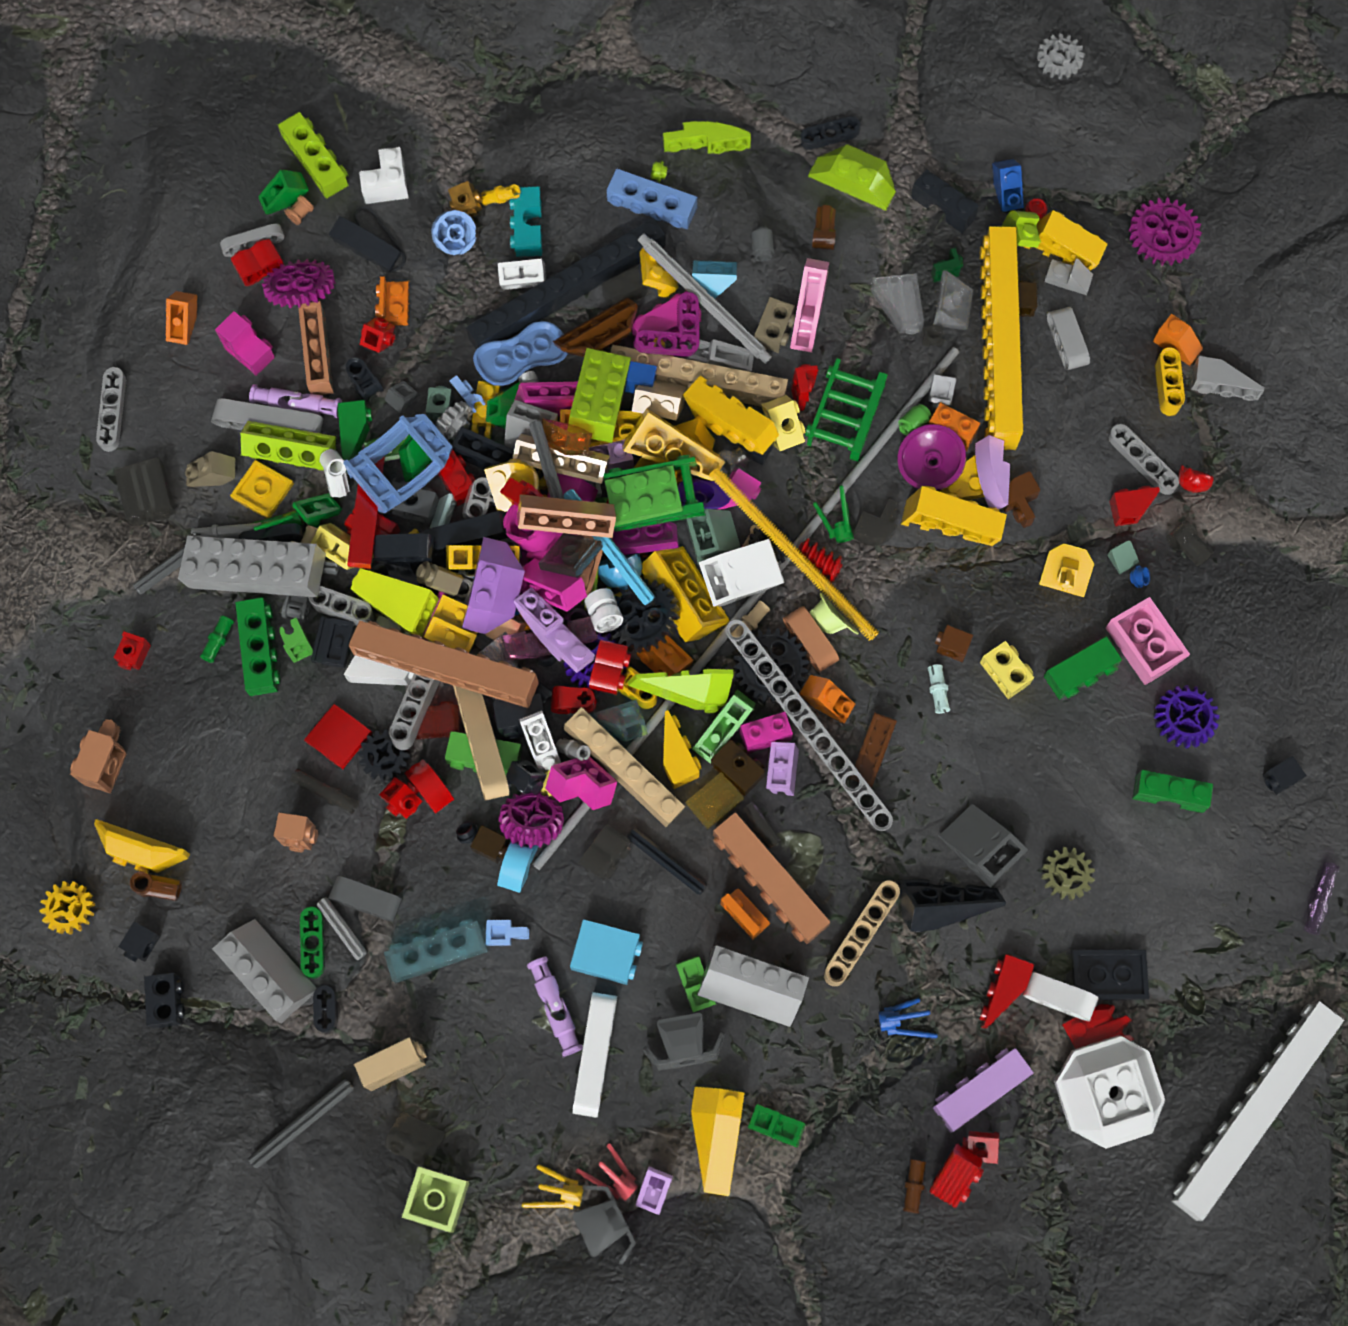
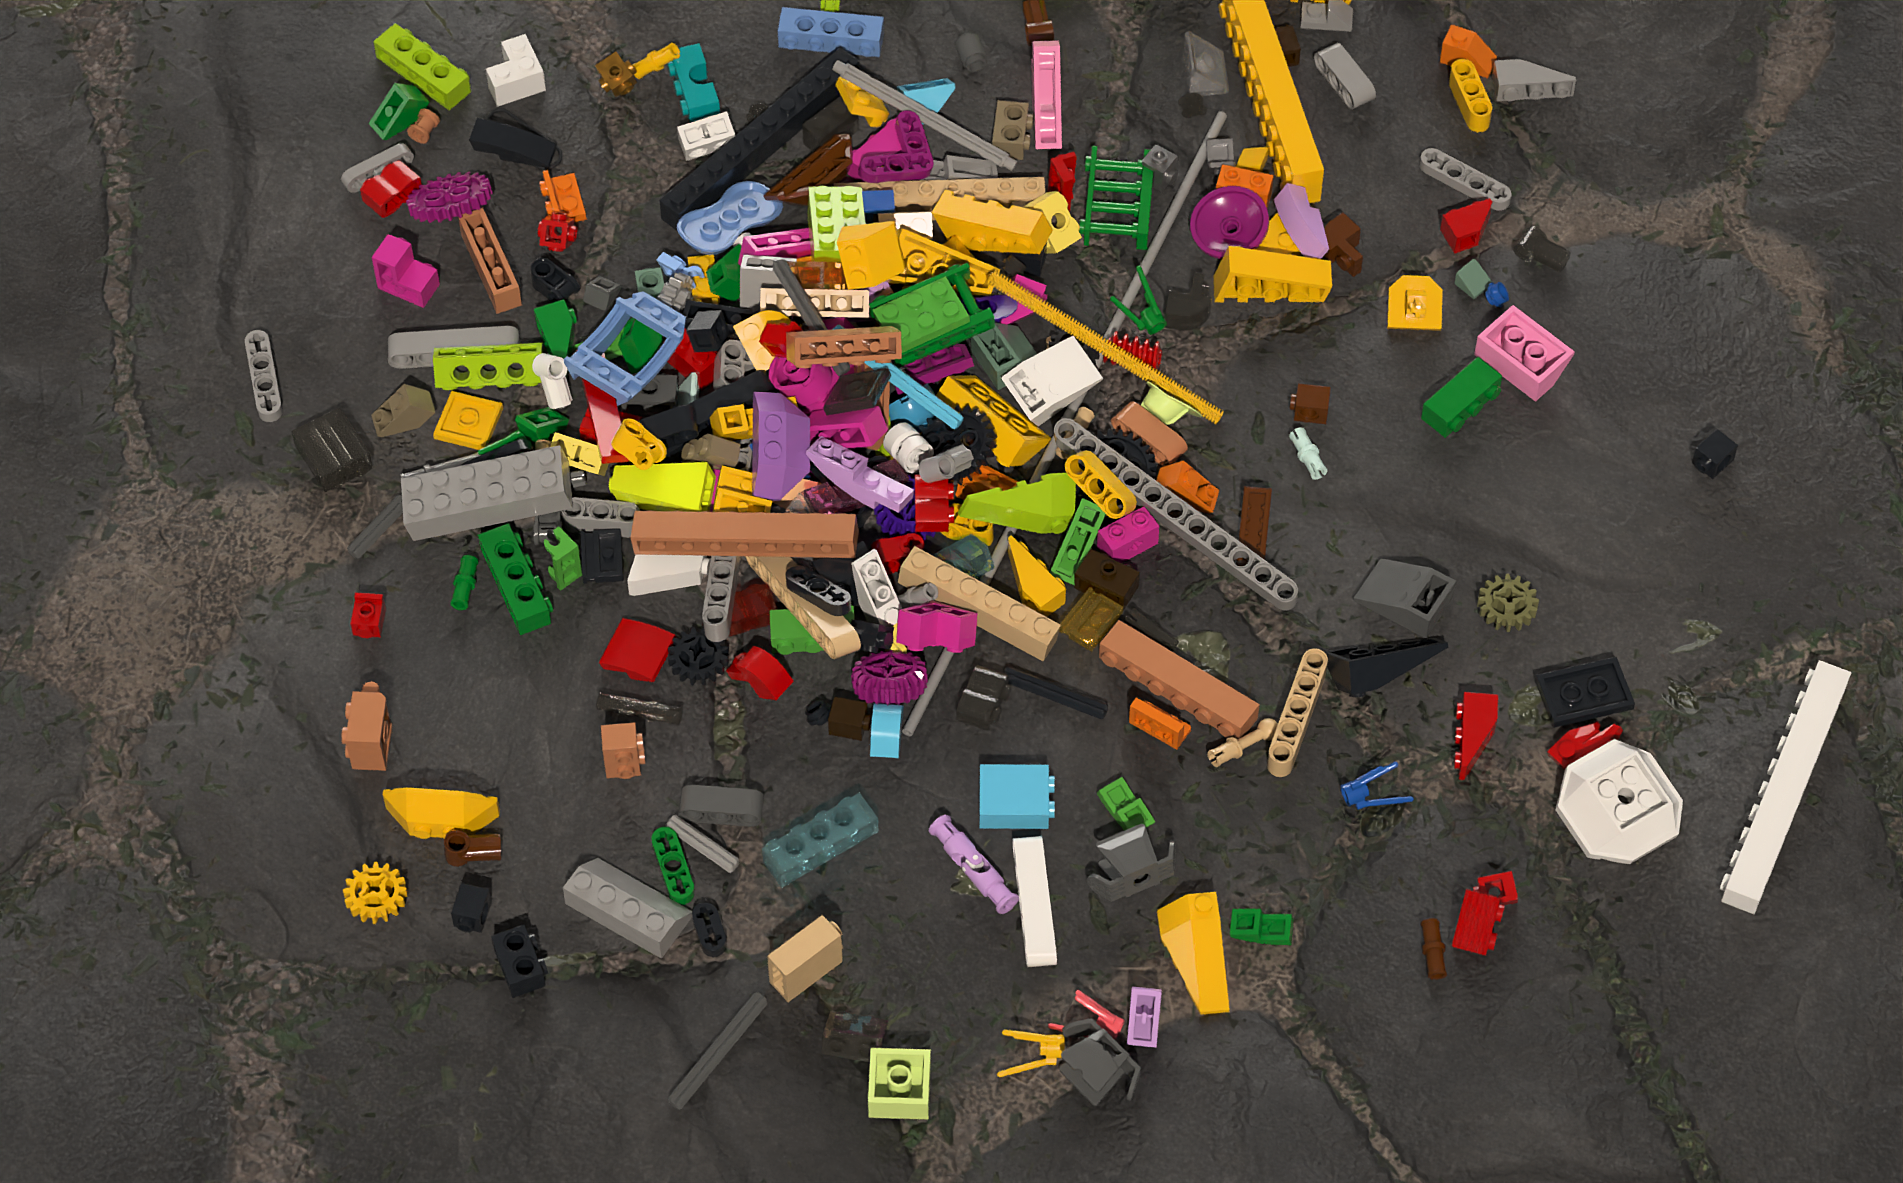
camera: 15 degrees left, 15 degrees down
(180, 317) = (318, 263): orange slope -> none
(300, 402) = (499, 317): lavender piece -> none
(378, 559) = (636, 443): none -> yellow piece
(401, 798) = (732, 692): red brick -> none
(453, 232) = (614, 109): light blue cylinder -> none
(467, 463) = (708, 331): none -> black brick
(488, 742) = (832, 600): none -> black beam
(501, 931) = (890, 805): light blue plate -> none
(612, 432) = (870, 254): none -> yellow slope
(626, 640) = (945, 464): none -> light grey piece
(751, 688) = (1113, 487): none -> yellow beam
(752, 986) = (1192, 788): light grey slope -> none
(782, 768) = (1157, 567): lavender hinge -> none
(832, 940) = (1234, 747): none -> tan pin
(891, 390) = (1164, 167): none -> flat silver bracket
(900, 301) = (1145, 77): clear slope -> none
(914, 418) = (1196, 190): bright green brick -> none
(953, 266) = (1193, 24): dark green bracket -> none
(968, 400) = (1253, 159): none -> yellow slope
(983, 1089) = (1479, 835): lavender brick -> none
(1001, 672) = (1375, 420): light yellow brick -> none
(1061, 996) = (1536, 720): white beam -> none
(1158, 787) = (1577, 493): green arch -> none
(1176, 700) = (1587, 411): dark purple gear -> none
(1194, 480) = (1527, 186): red hair -> none
(1318, 907) = (1791, 574): clear purple pin -> none

